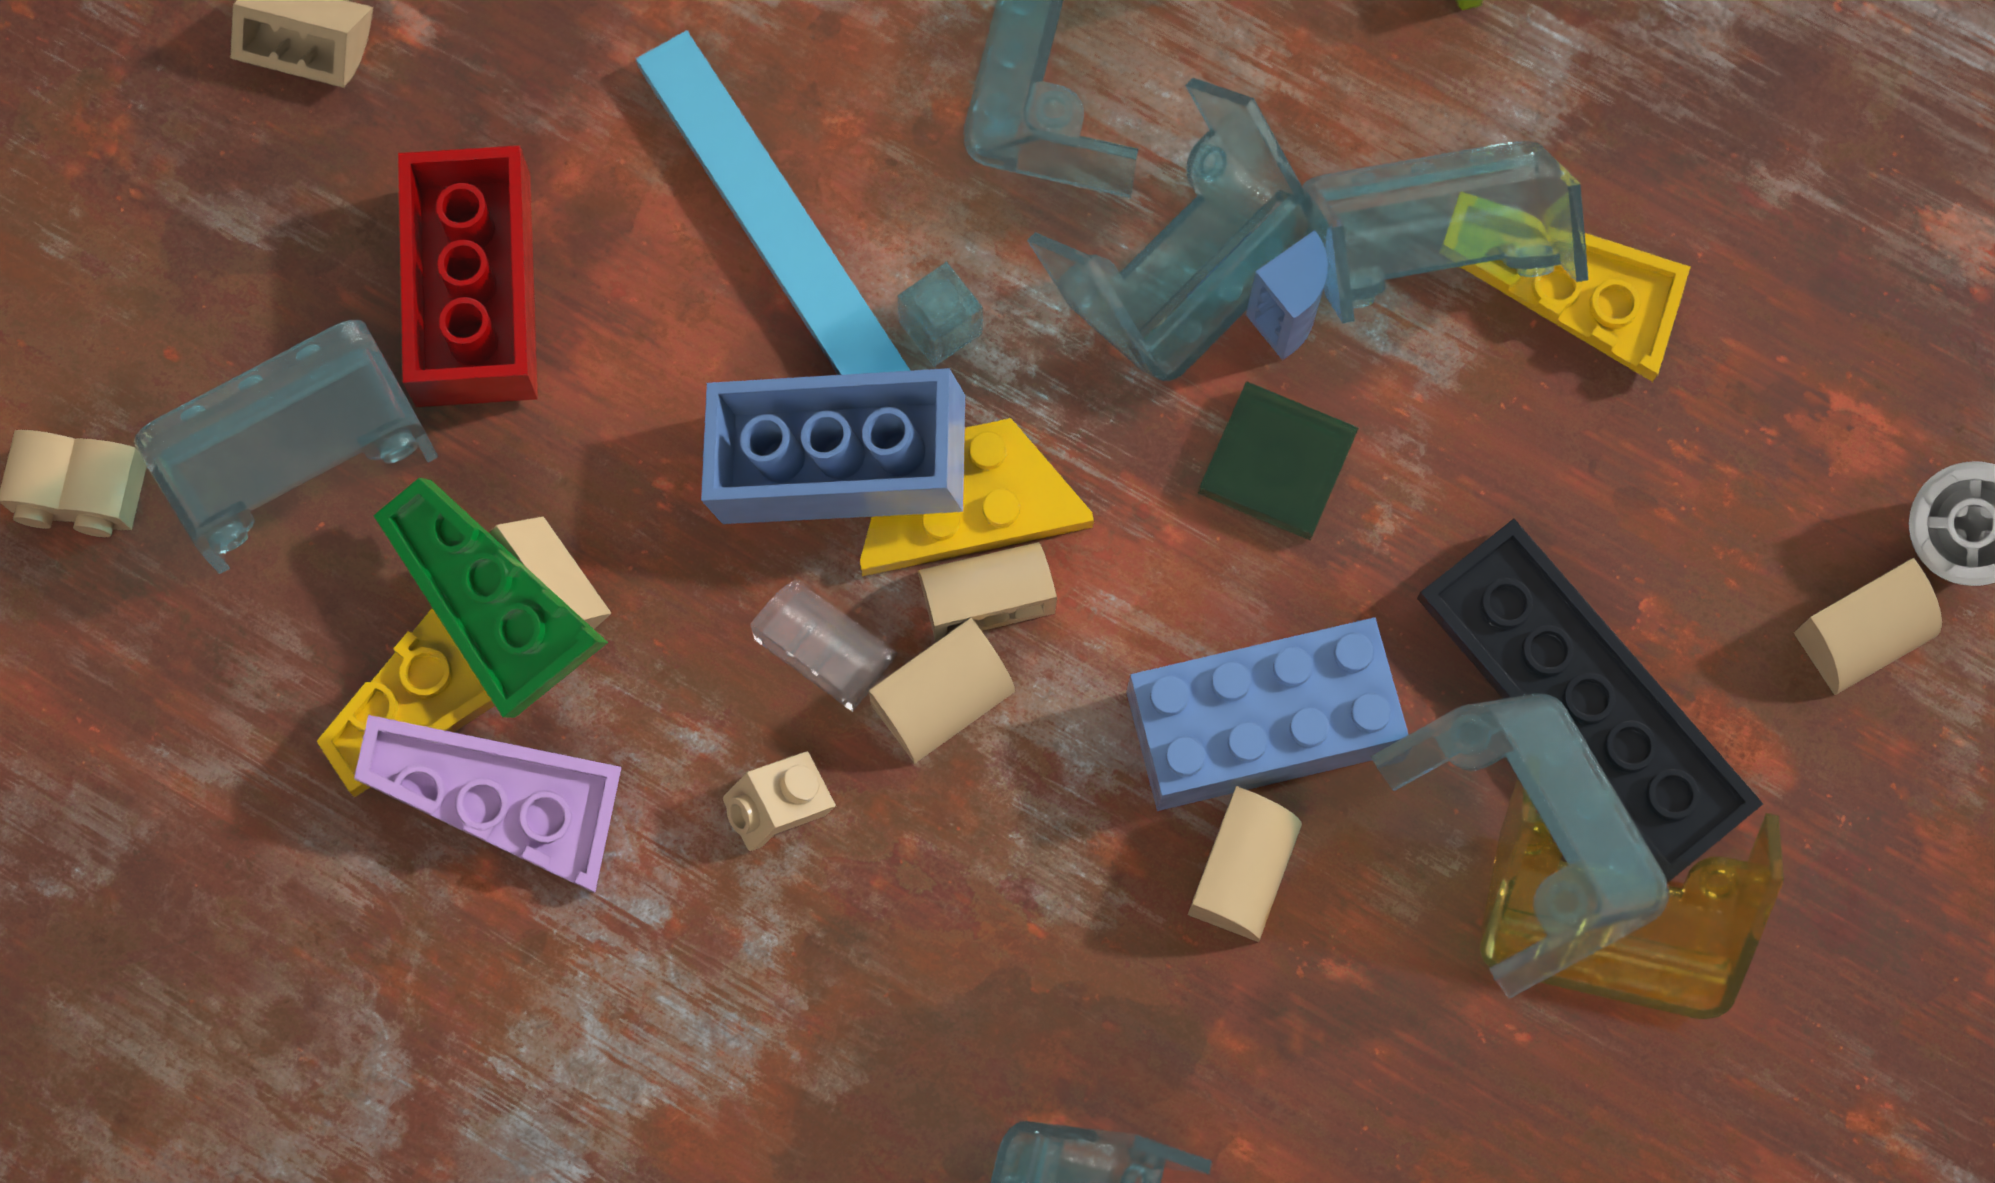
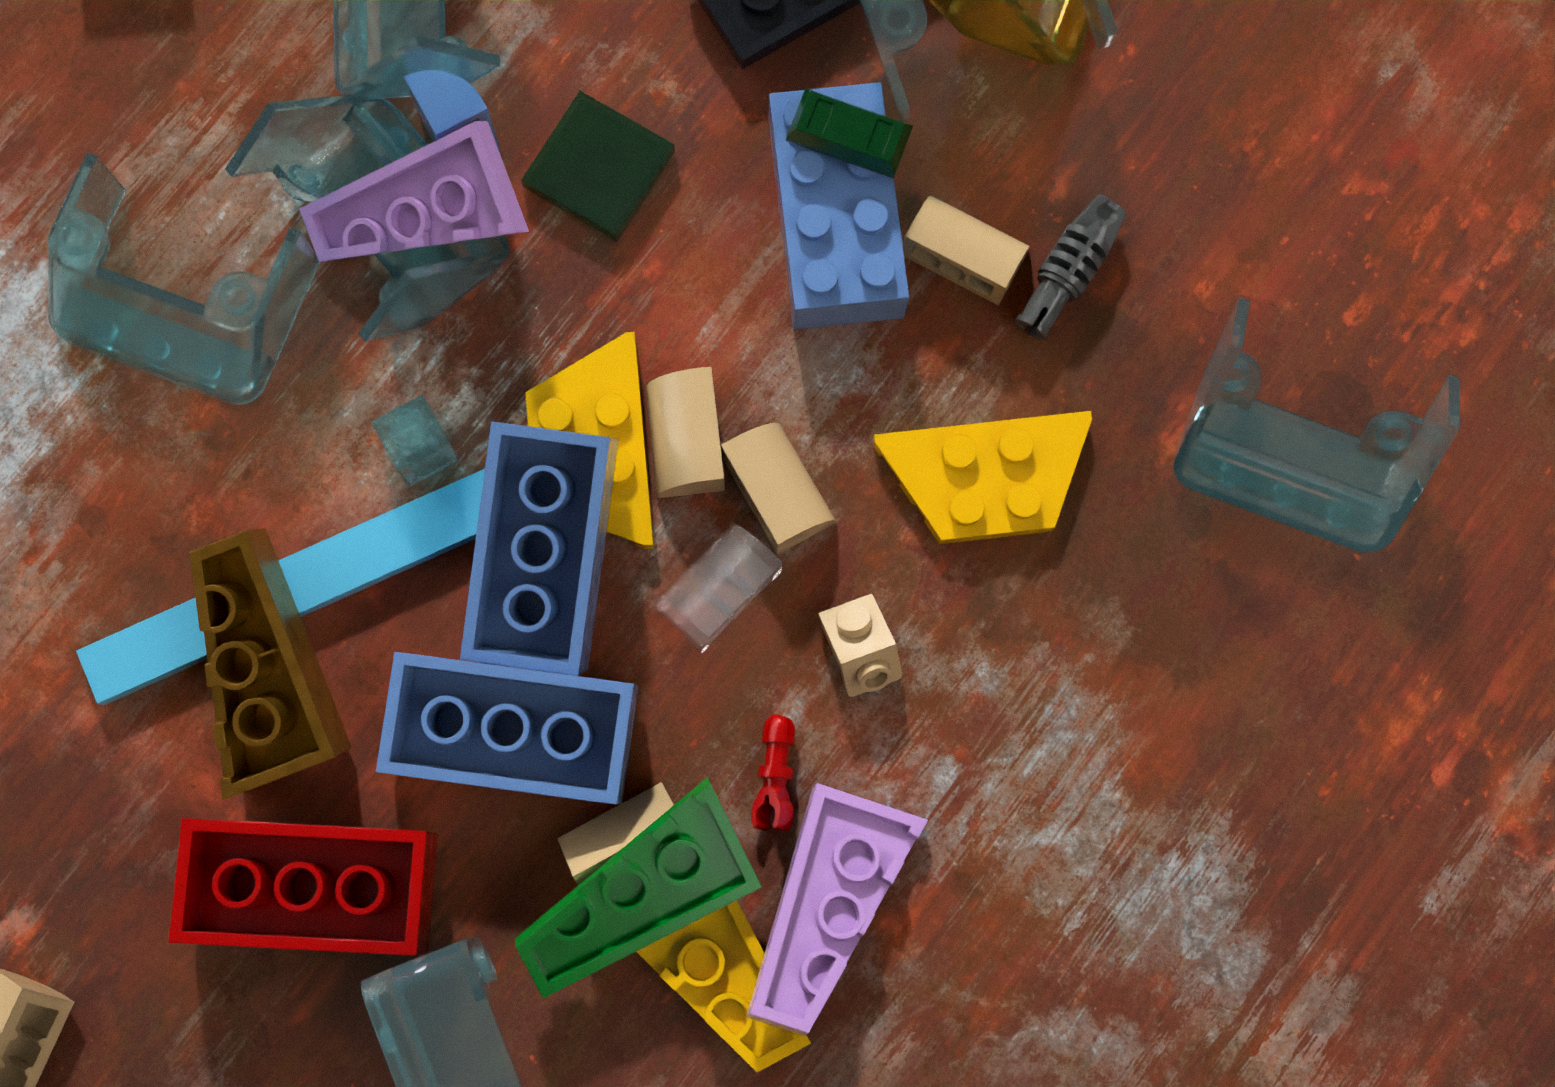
camera: 85 degrees left, 5 degrees up
(597, 728) = (778, 736): none -> red piece
(642, 447) = (507, 728): none -> medium blue brick
(682, 198) = (261, 667): none -> pearl gold wedge
(986, 920) = (988, 474): none -> yellow wing
(1191, 275) = (425, 199): none -> lavender wing
(1242, 986) = (1072, 264): none -> dark grey hinge
(1337, 705) = (849, 133): none -> dark green tile

